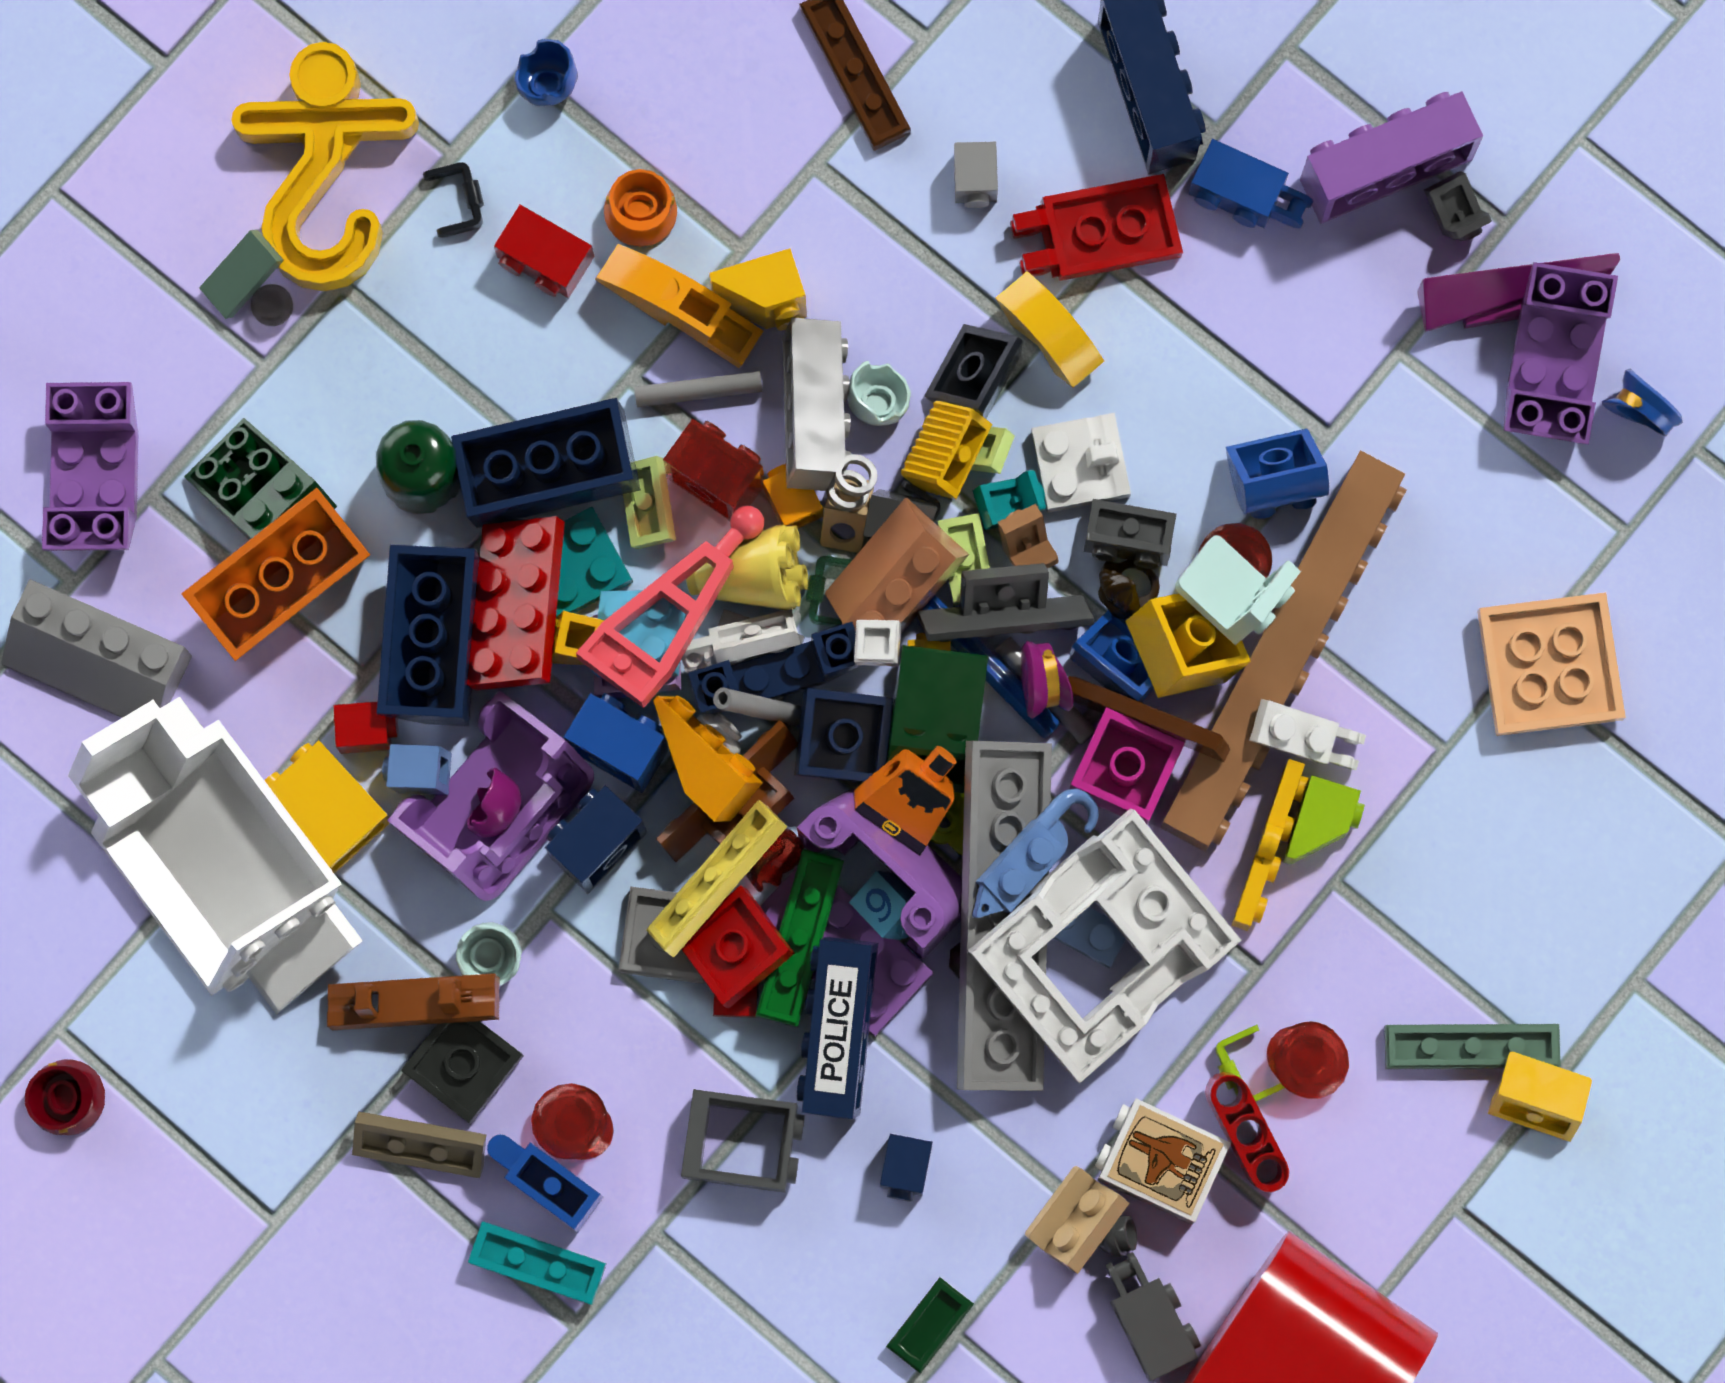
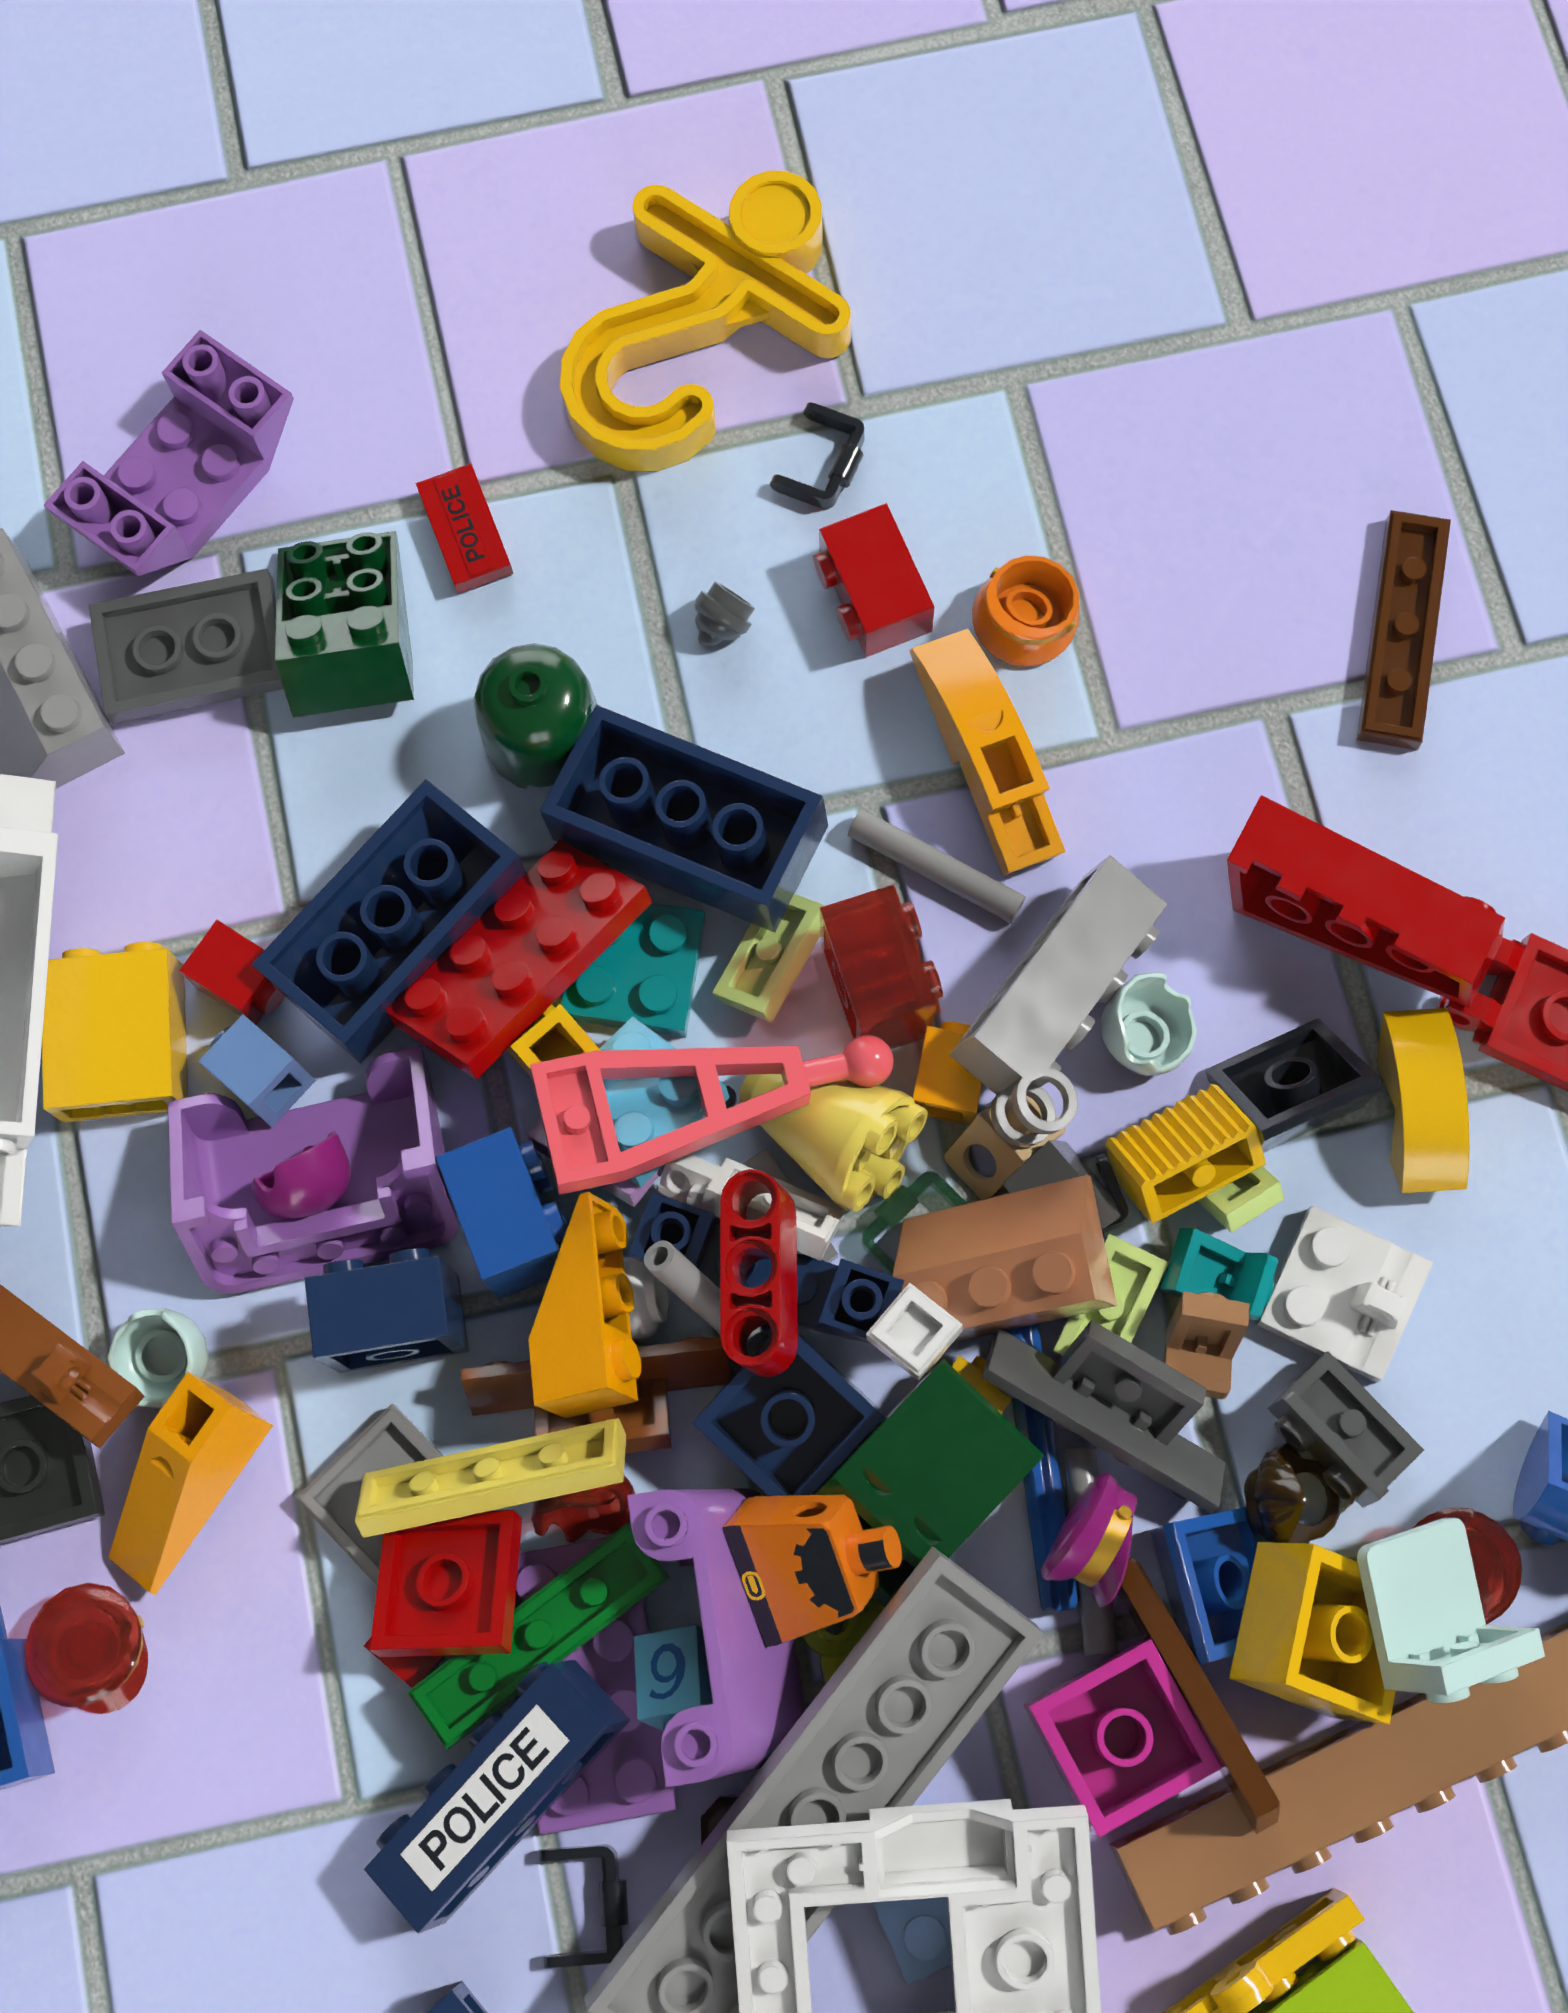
camera: 40 degrees right, 5 degrees down
(172, 562) = (186, 646): none -> dark grey plate
(241, 274) = (514, 368): sand green tile -> none
(272, 305) = (524, 429): clear smoke plate -> none
(275, 574) = (272, 719): orange slope -> none
(283, 387) = (464, 528): none -> red tile
(471, 332) = (721, 615): none -> dark grey plate
(546, 73) = (1032, 387): blue hair -> none
(553, 1004) = (182, 1475): none -> light orange slope
(697, 1133) = (182, 1838): dark grey window -> none
(758, 662) = (741, 1246): none -> red beam
(763, 289) = (1100, 796): yellow slope -> none
(935, 1040) = (612, 1904): none -> black piece
(943, 248) = (1360, 904): none -> red wedge
(975, 173) = (1467, 845): light grey brick -> none
(1030, 855) = (904, 1764): medium blue plate -> none
(1302, 734) = (1389, 1874): white hinge -> none

